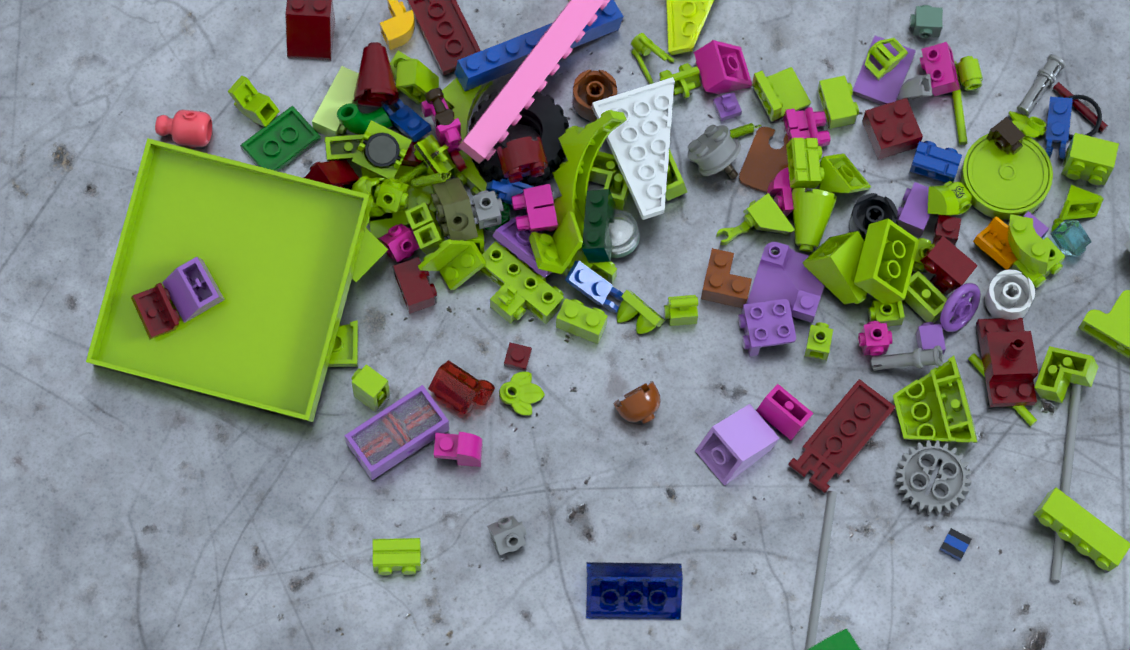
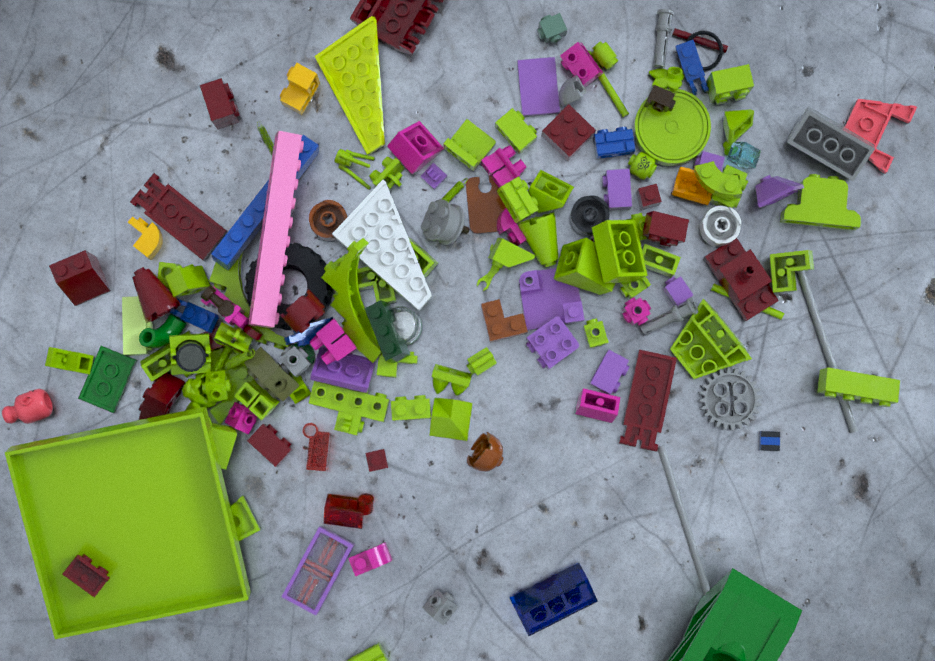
camera: 25 degrees left, 15 degrees up
(192, 289) = (106, 545): medium lavender slope -> none
(370, 387) = (279, 547): lime brick -> none
(455, 261) = (293, 413): lime bracket -> none
(462, 311) = (318, 449): none -> clear red hinge
(525, 393) = (396, 486): lime plate -> none
(556, 251) = (365, 365): lime bracket -> none
(593, 286) = (405, 378): hinge -> none
(618, 352) = (450, 419): none -> lime slope
(736, 443) = (574, 447): lavender slope -> none
(815, 386) = (609, 372): none -> medium lavender brick
(884, 57) = (542, 76): lime piece -> none
(942, 201) = (636, 177): lime brick -> none
(960, 307) = (689, 255): medium lavender plate -> none
(1087, 288) = (775, 189): none -> medium lavender slope

